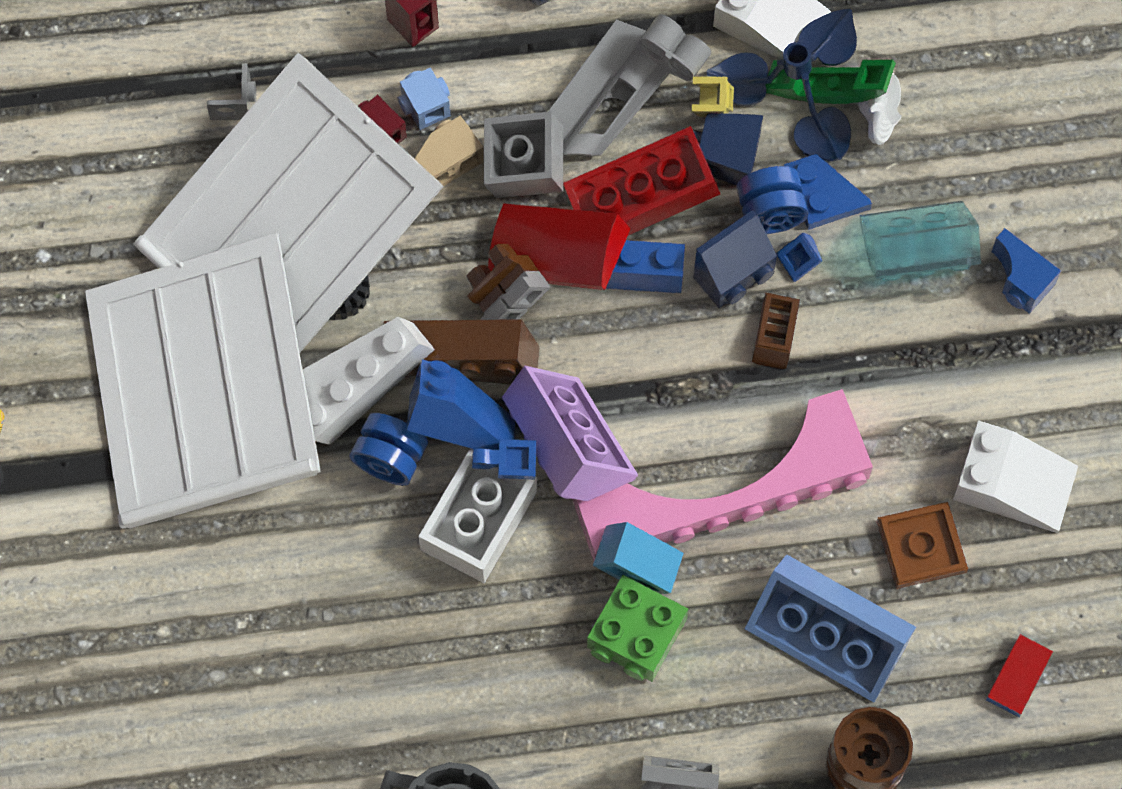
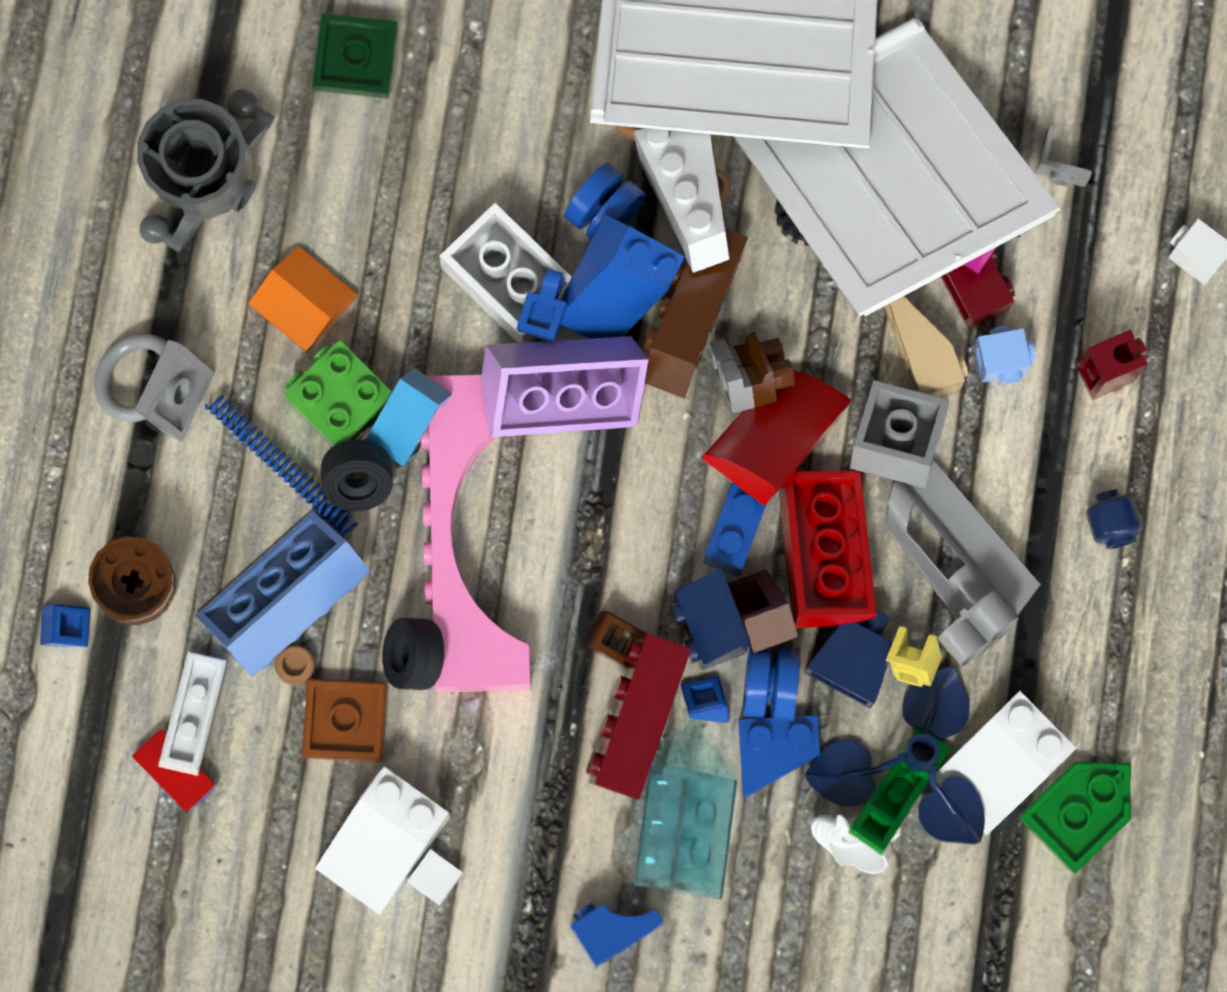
camera: 100 degrees right, 10 degrees up
(303, 717) = (355, 56): none -> dark green plate
(551, 696) = (302, 299): none -> orange slope
(705, 589) = (356, 457): none -> black tyre
(713, 213) = (763, 610): none -> panel
(728, 644) = (319, 506): none -> blue piece
(837, 297) = (638, 715): none -> dark red brick
(856, 509) = (413, 654): none -> black tyre
(891, 598) = (294, 665): none -> medium nougat tile
(964, 672) = (192, 713): none -> white tile
(1032, 425) = (434, 877): none -> white tile

